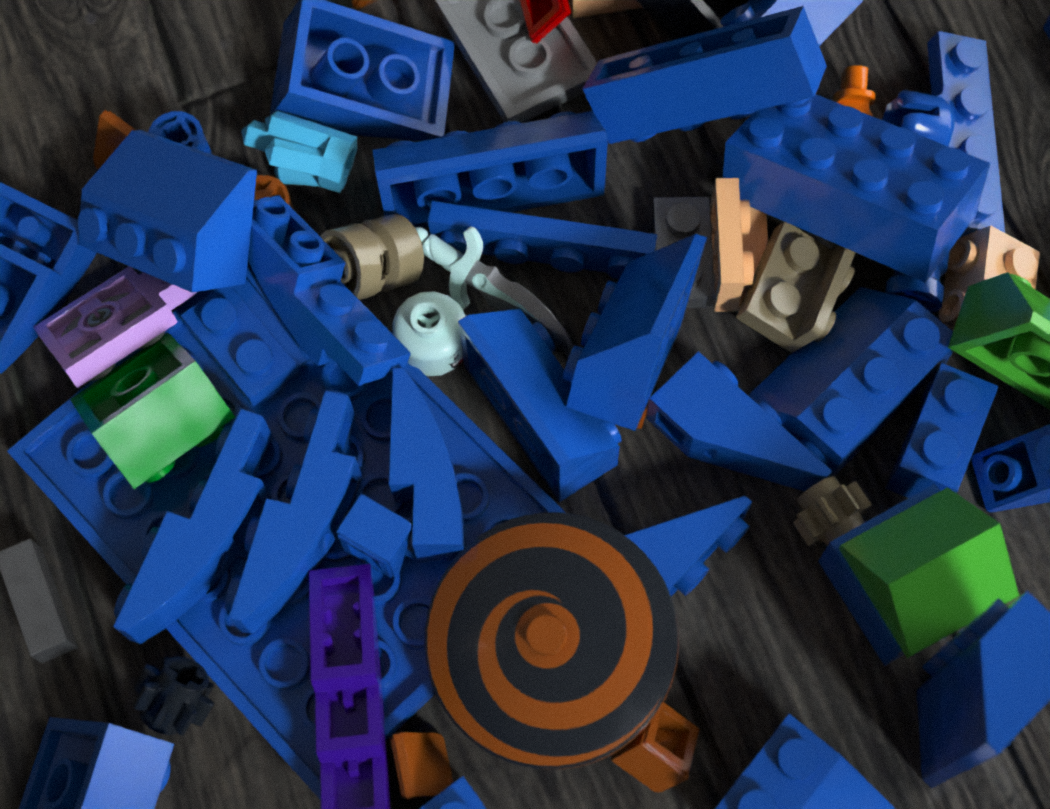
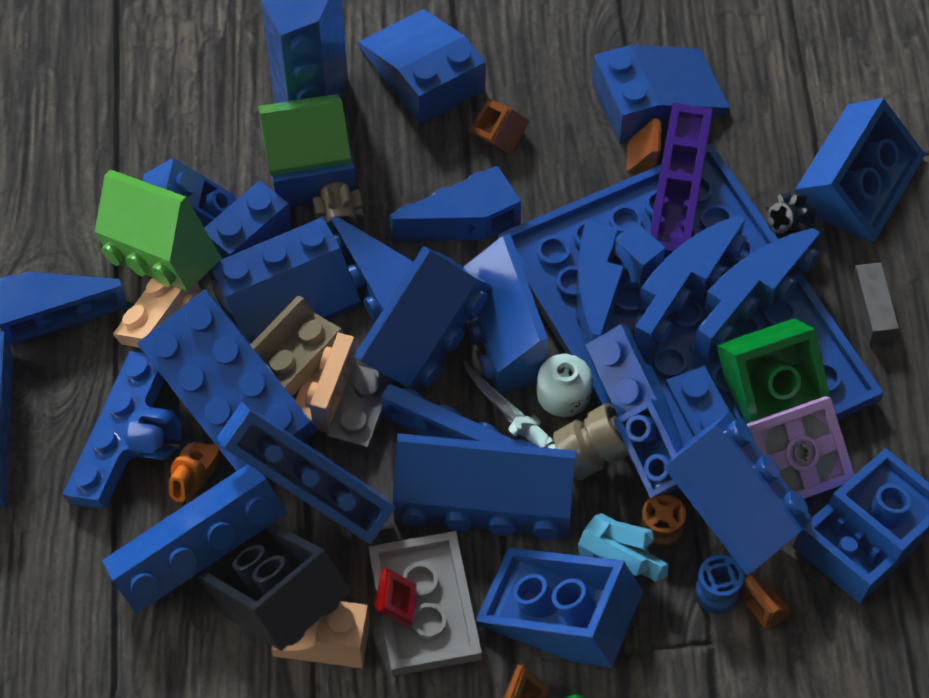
camera: 165 degrees left, 10 degrees down
(551, 641) = (544, 172): dish -> none

